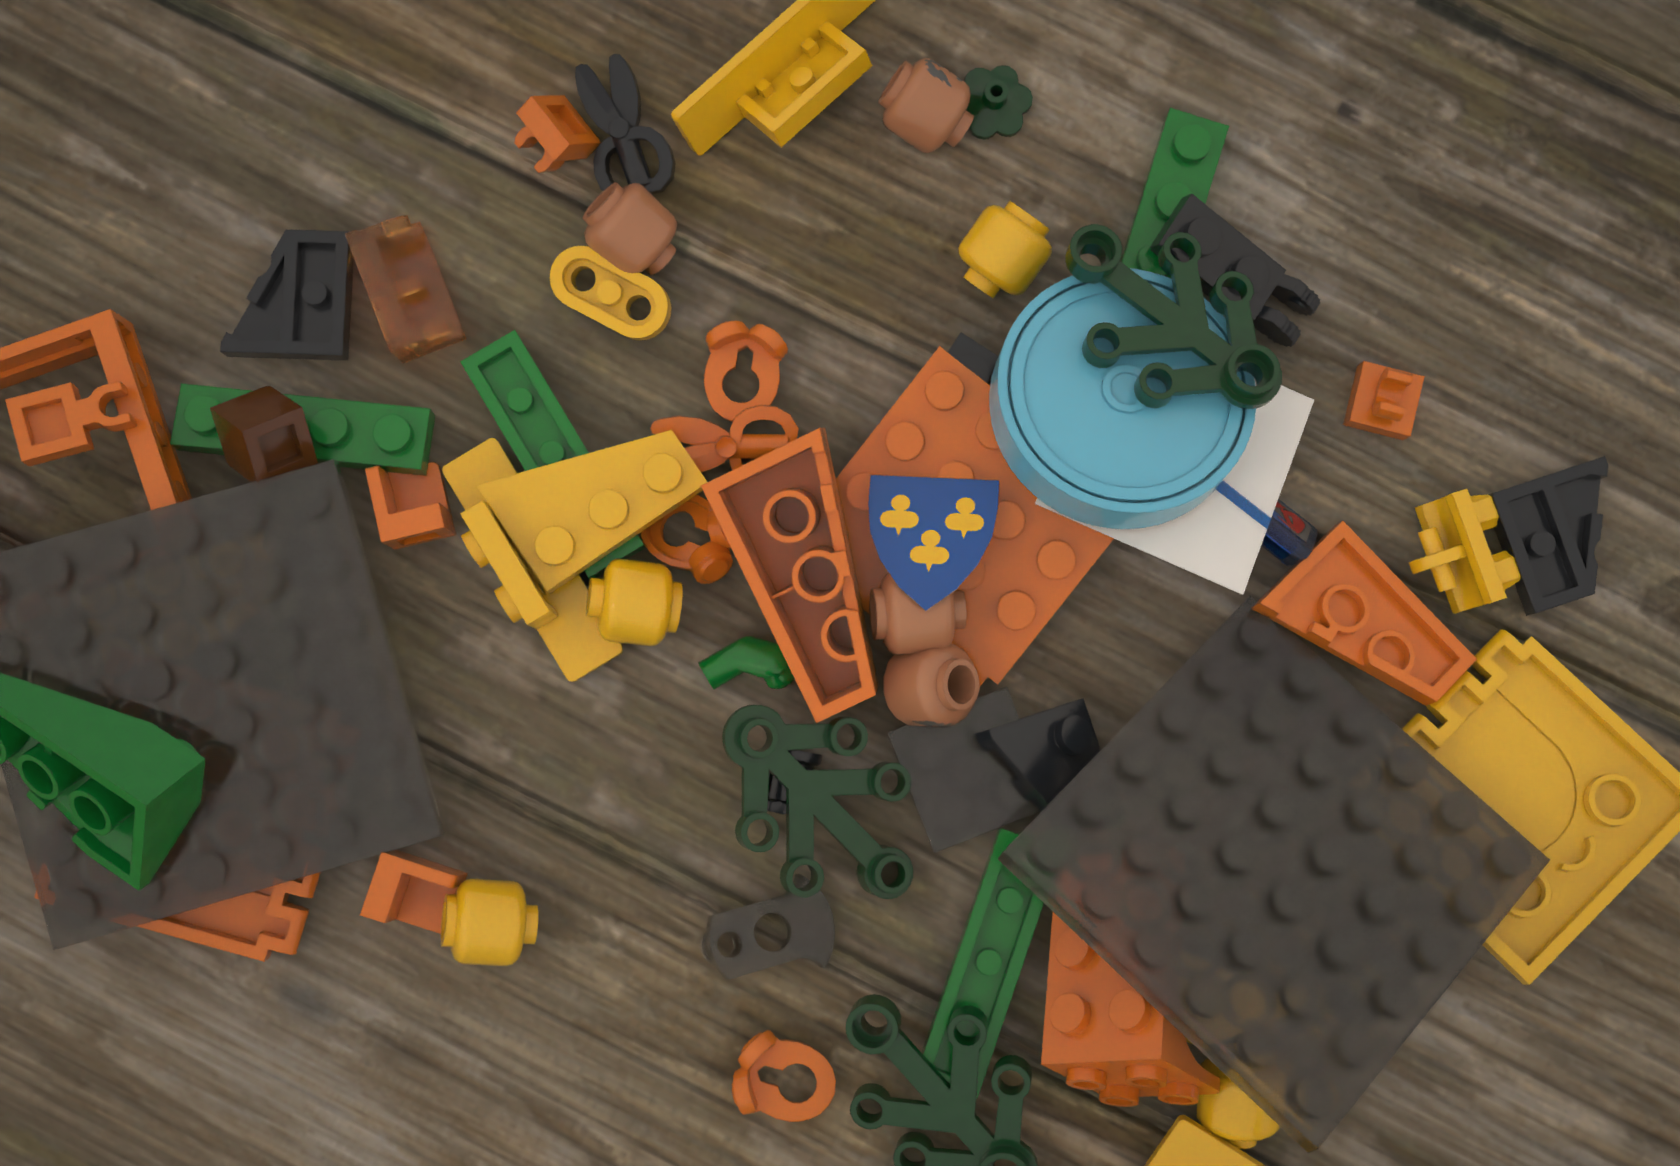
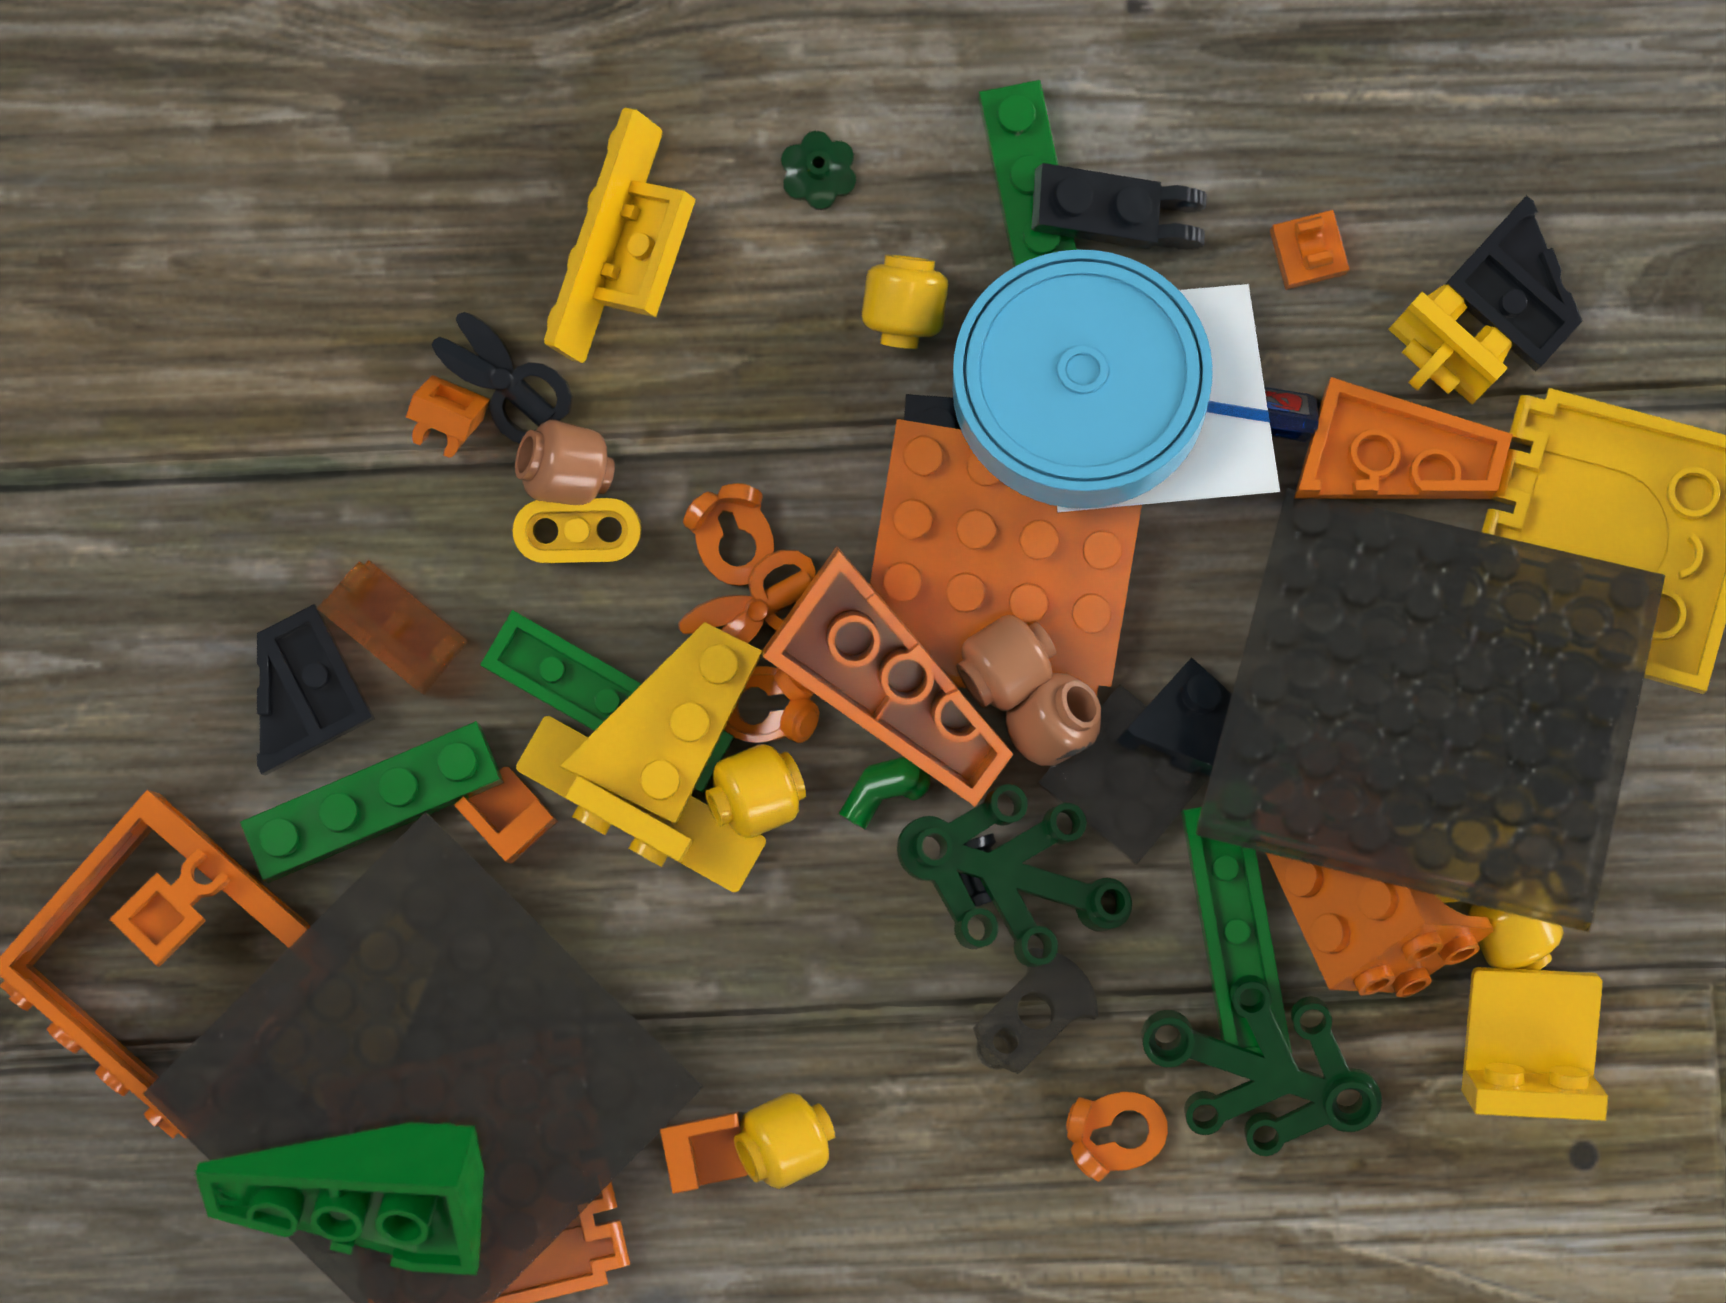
camera: 30 degrees left, 0 degrees up
(263, 434) = (348, 825): reddish brown panel -> none
(926, 105) = (763, 209): nougat head -> none
(931, 531) = (981, 585): blue sticker -> none
(1179, 324) = (1097, 288): dark green plant -> none

